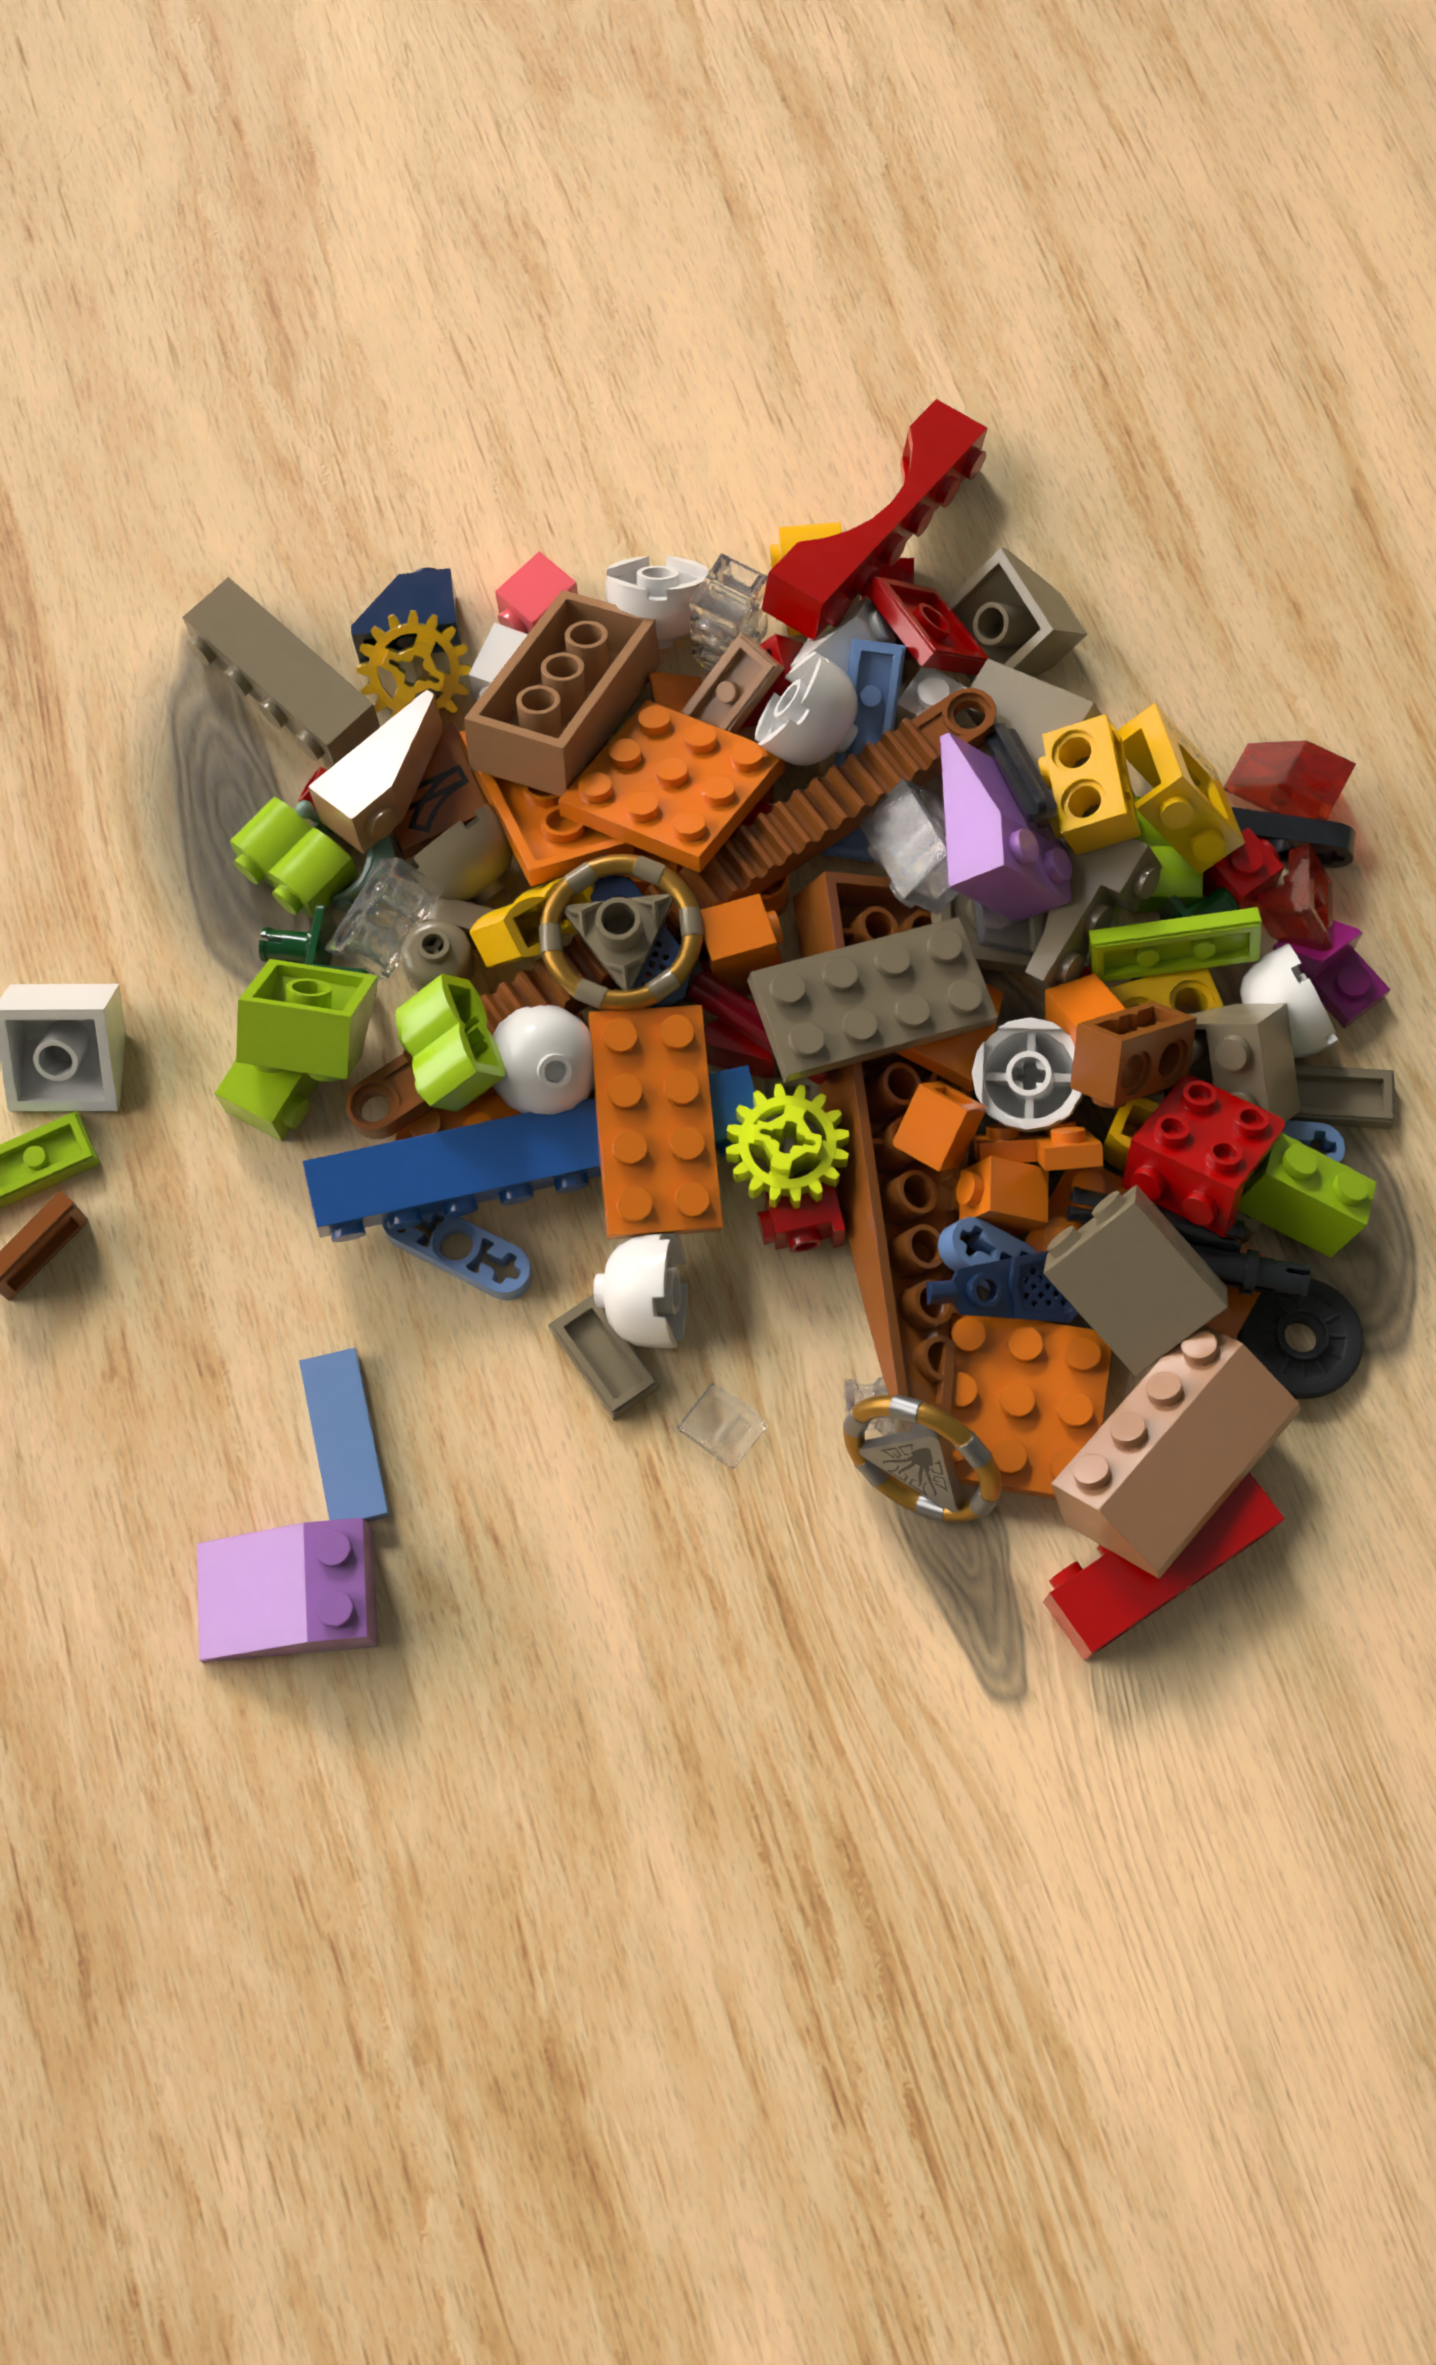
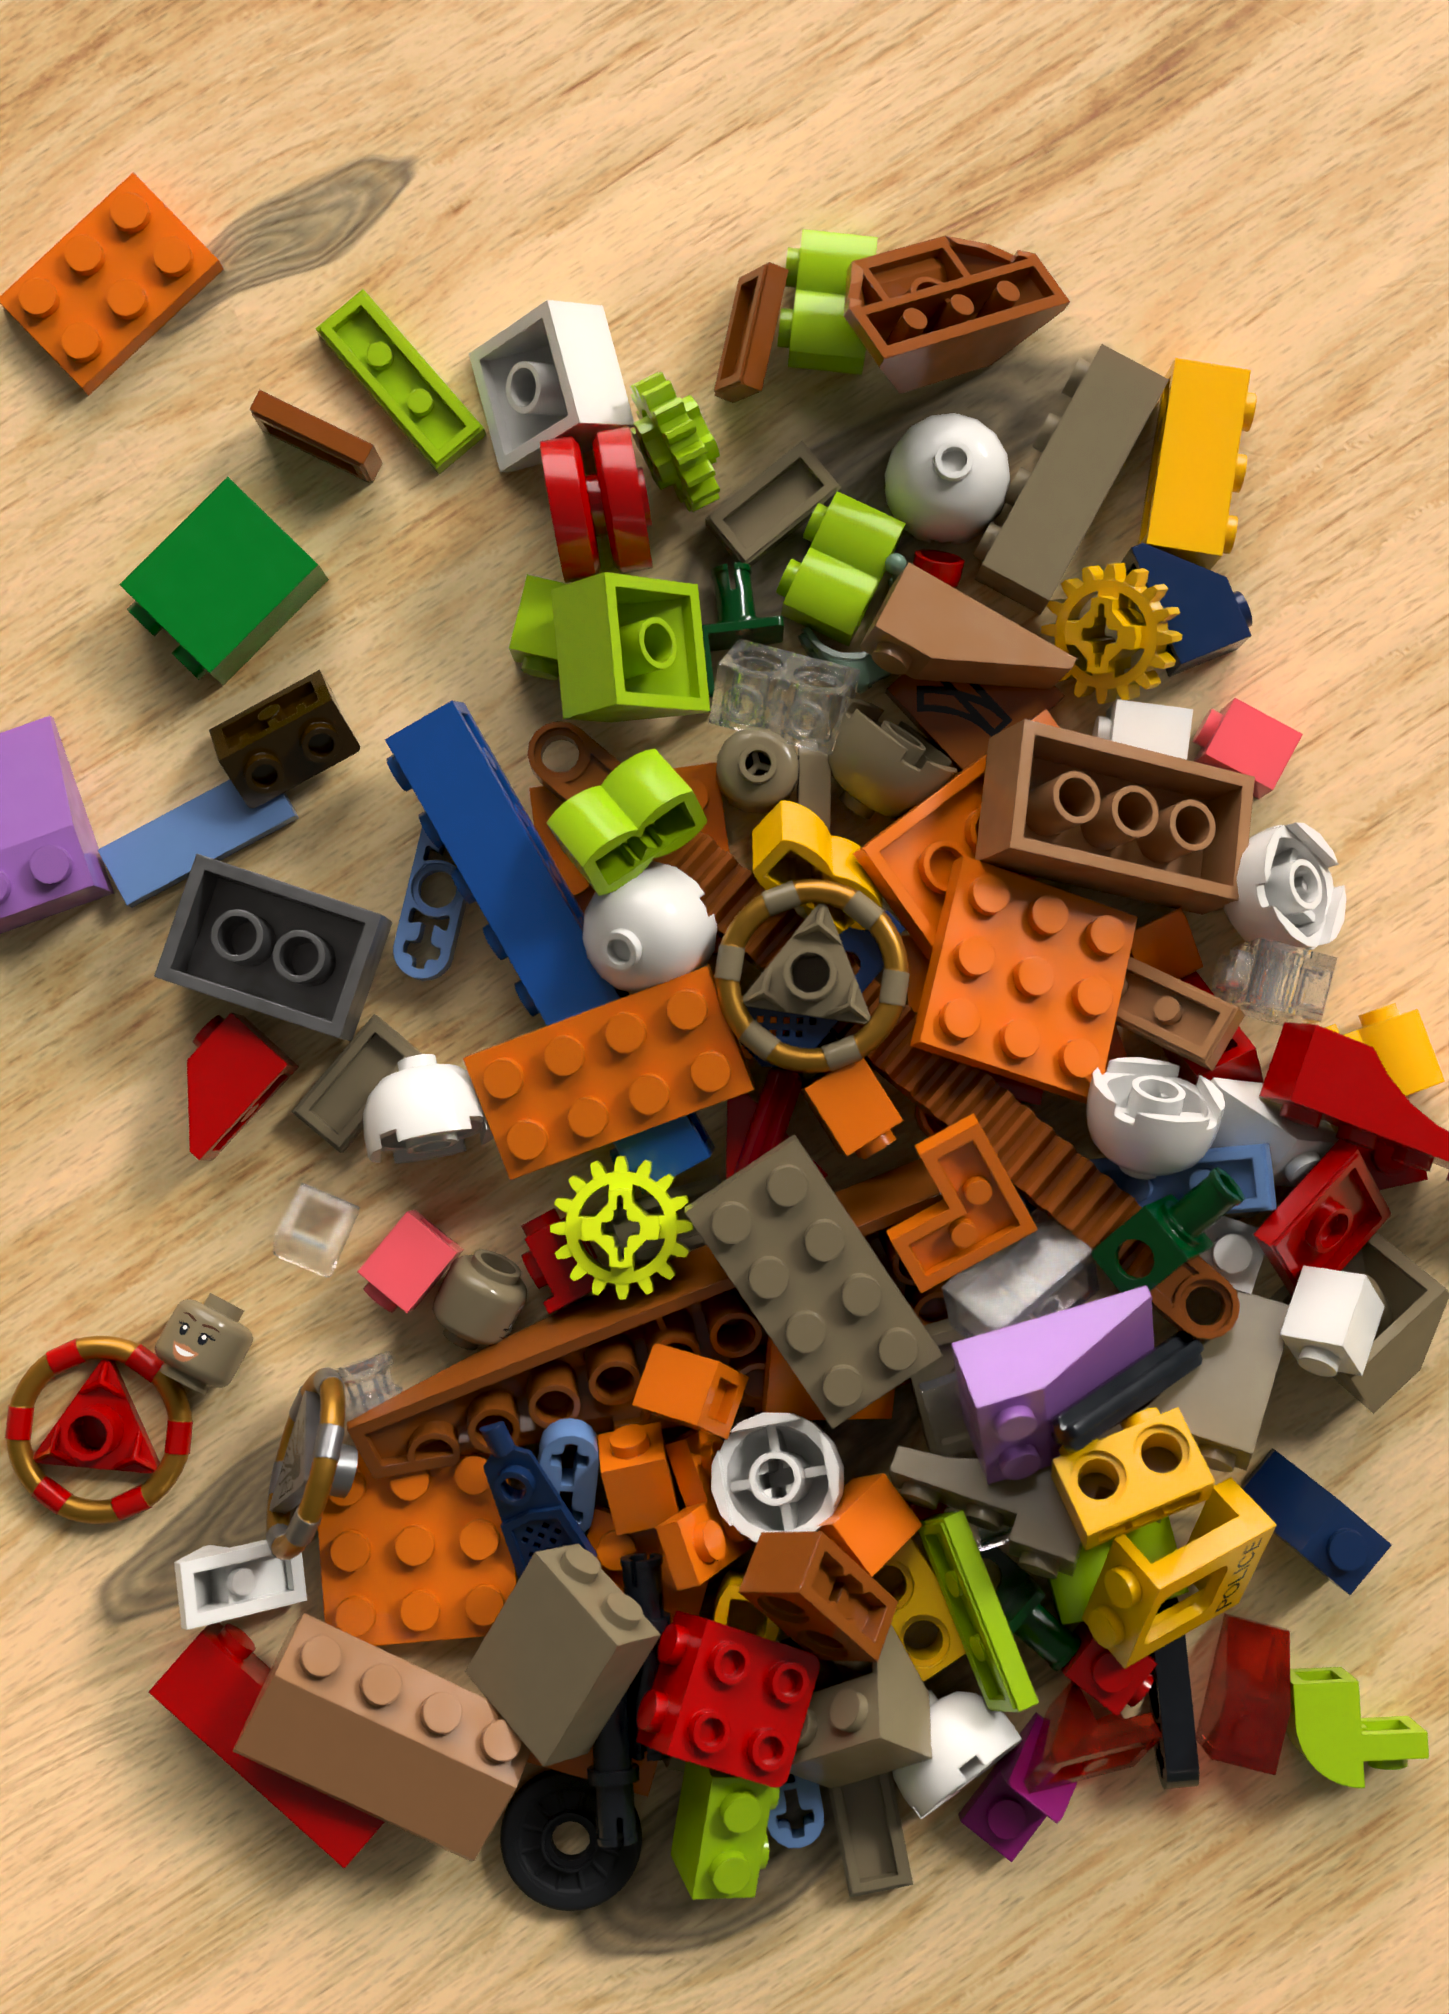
camera: 70 degrees right, 15 degrees up
(72, 814) = (817, 326): none -> lime brick
(75, 879) = (750, 333): none -> dark orange tile
(111, 722) = (946, 307): none -> dark orange wedge
(132, 1356) = (222, 583): none -> green brick
(145, 948) = (675, 442): none -> lime gear
(175, 1021) = (597, 504): none -> red wheel
(222, 903) = (772, 505): none -> dark tan tile
(246, 763) = (947, 478): none -> white cylinder
(285, 1336) = (283, 740): none -> dark brown bracket
(299, 580) = (1197, 461): none -> yellow brick
(466, 1383) = (273, 947): none -> flat silver brick
(569, 1456) = (230, 1081): none -> red slope
(771, 1344) = (408, 1263): none -> coral brick
(795, 1537) = (203, 1343): none -> dark tan head
(819, 1293) = (480, 1299): none -> dark tan head
(848, 855) = (975, 1217): none -> orange plate
(848, 1660) = (98, 1430): none -> red piece
(901, 714) = (1171, 1230): none -> dark green bracket
(1005, 633) = (1332, 1321): none -> white brick
(1012, 1552) = (235, 1583): none -> white slope
(1180, 683) = (1315, 1522): none -> dark blue slope
(1337, 721) = (1333, 1736): none -> lime brick

